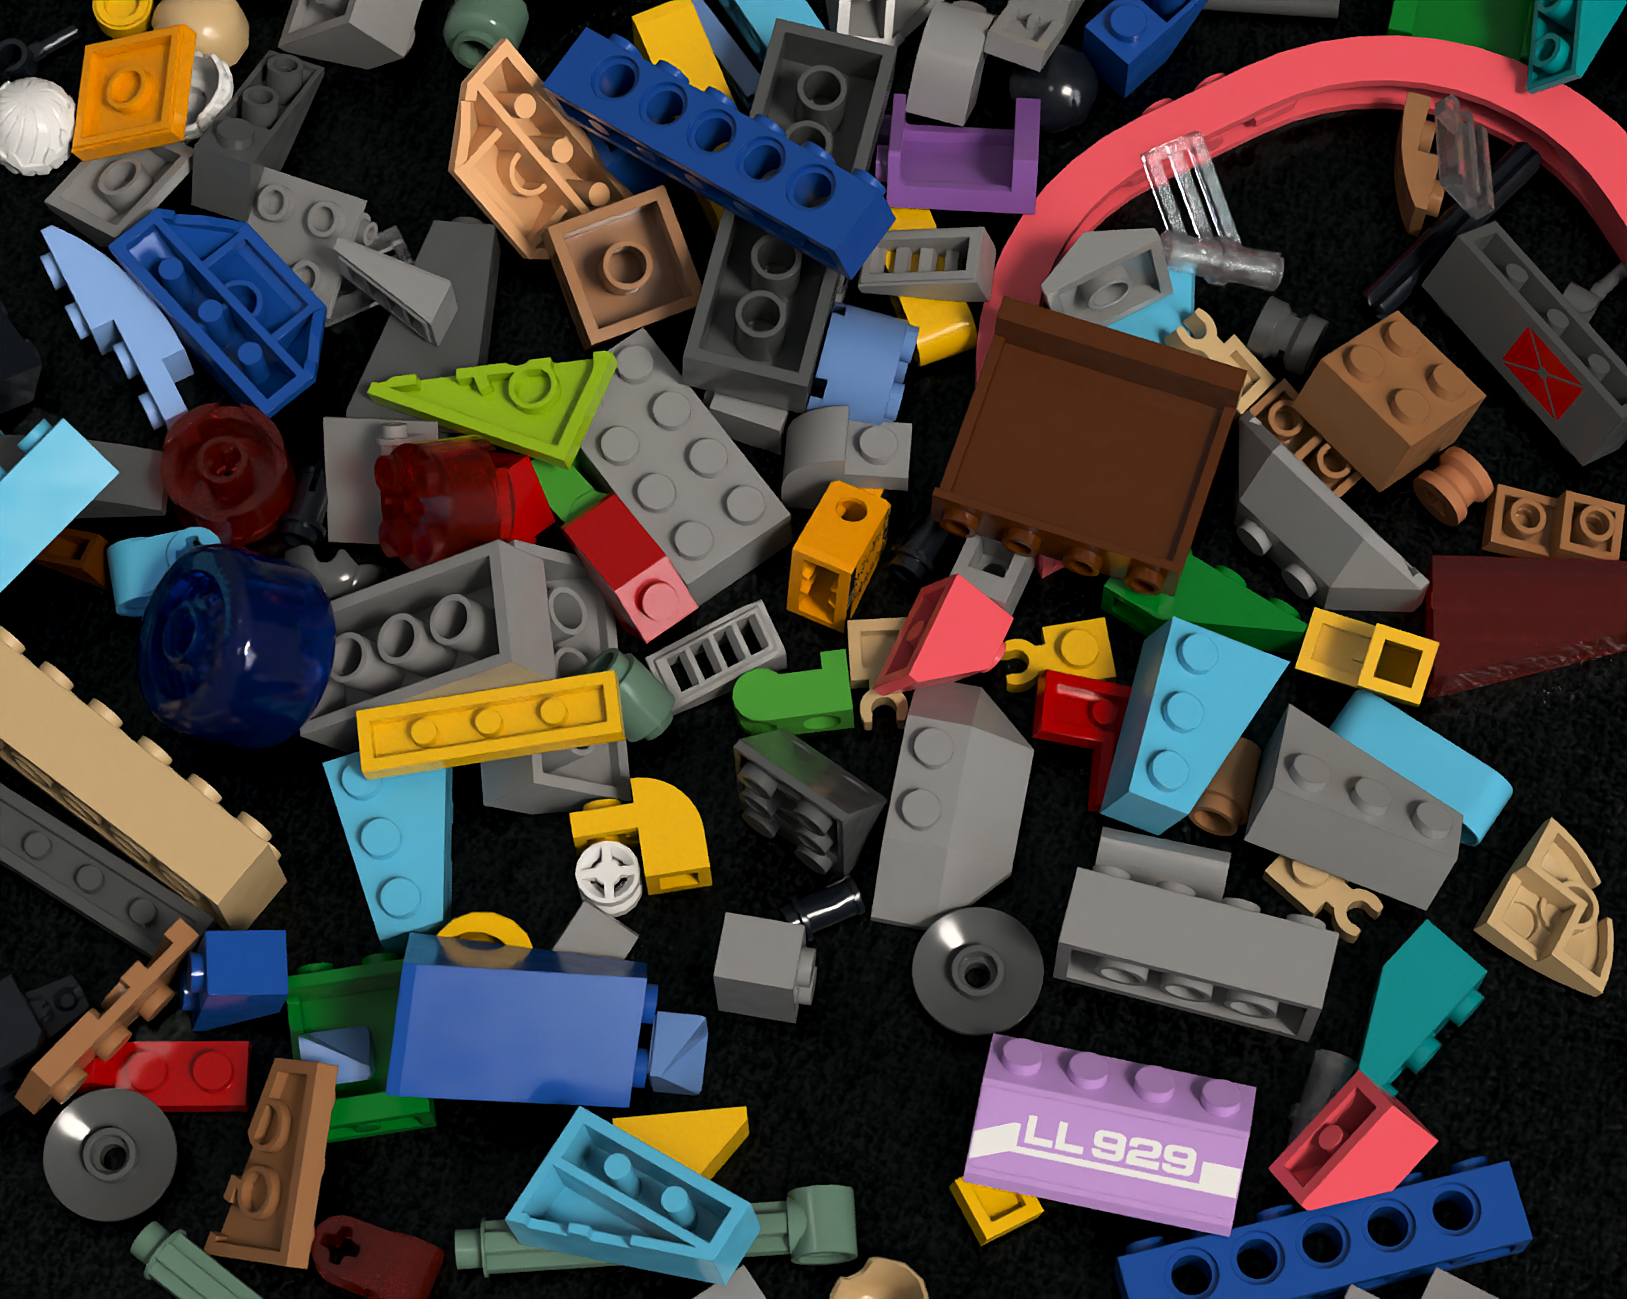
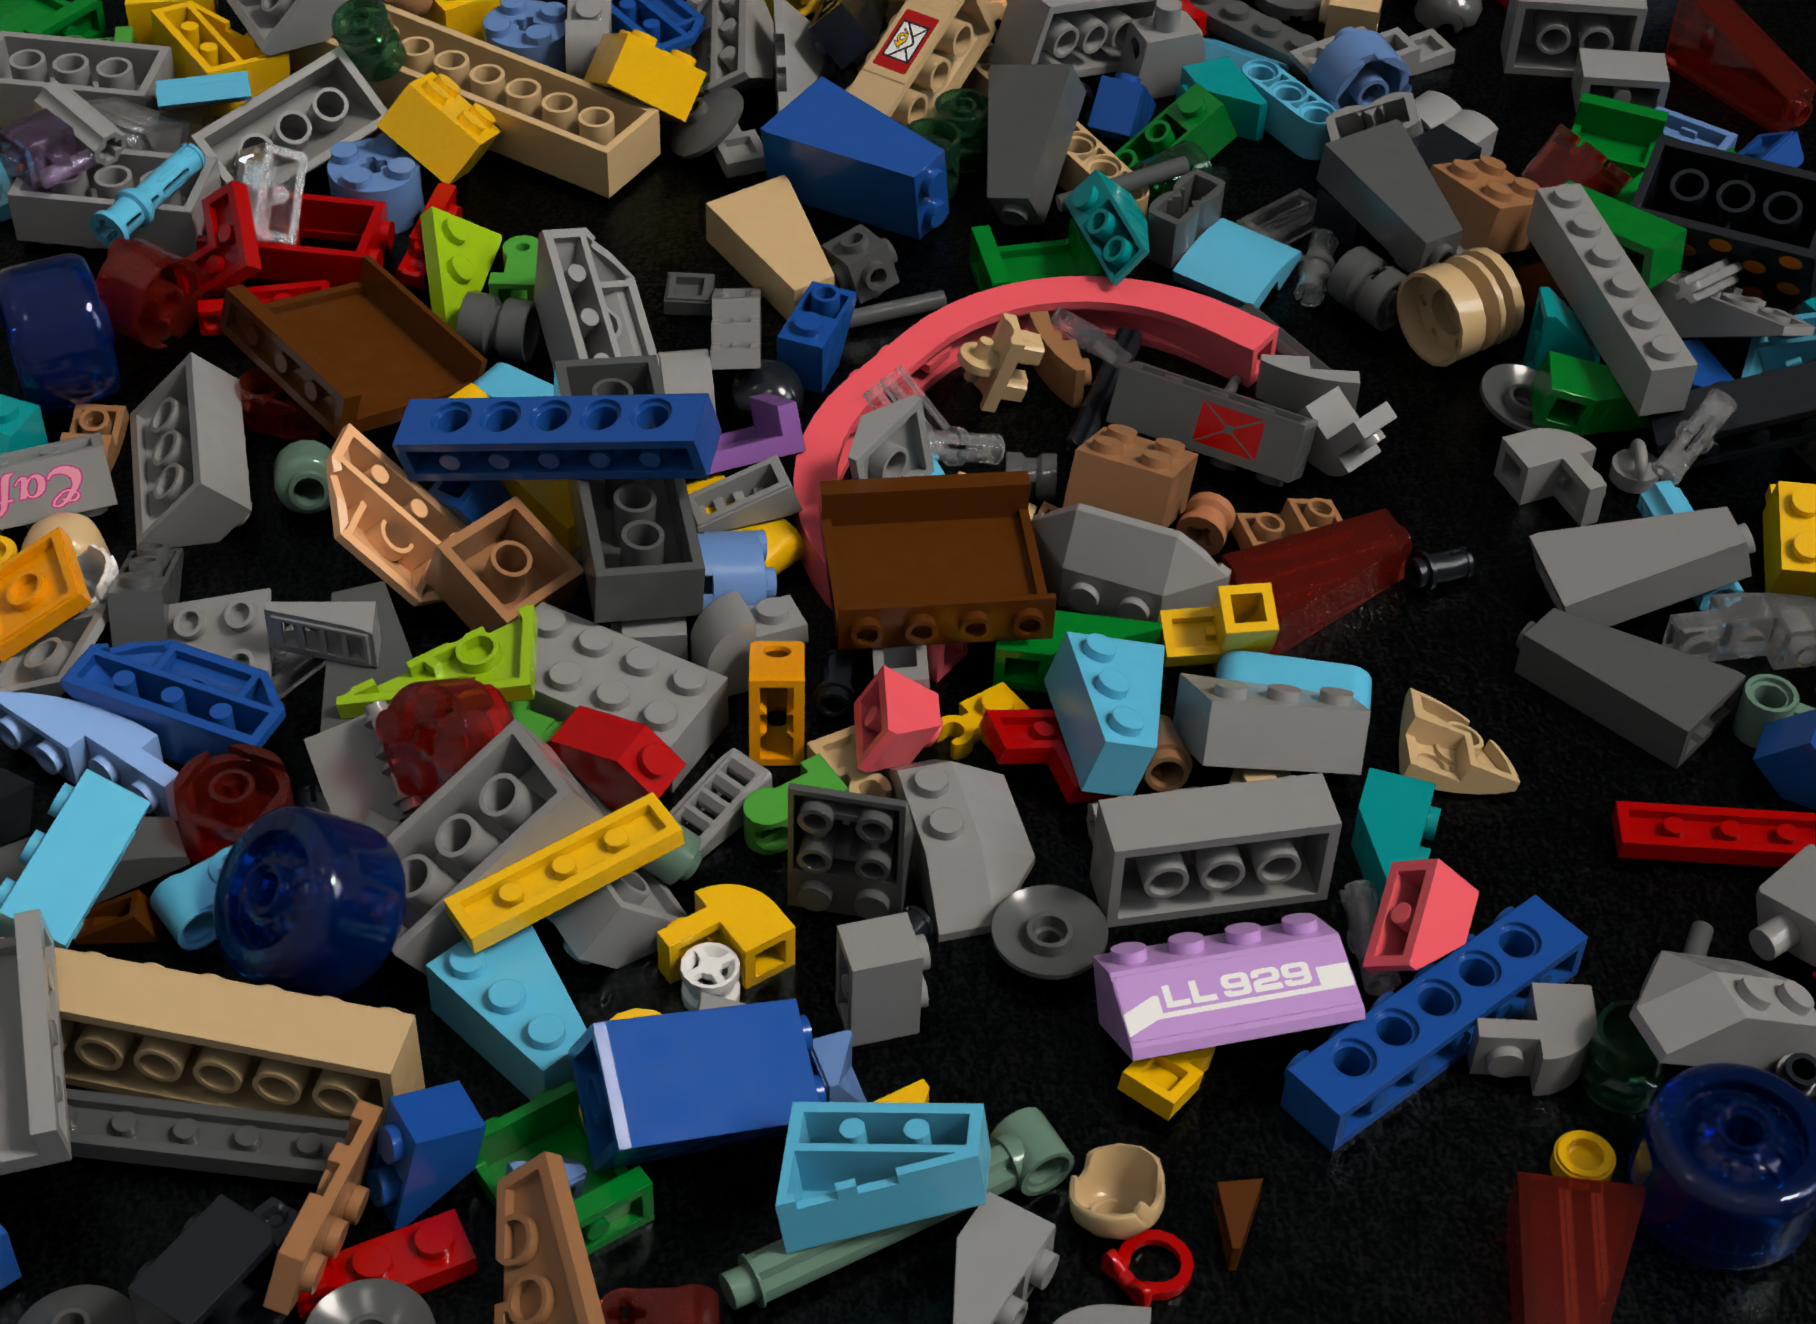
camera: 30 degrees left, 25 degrees down
(1334, 157) = (993, 362): none -> tan hips

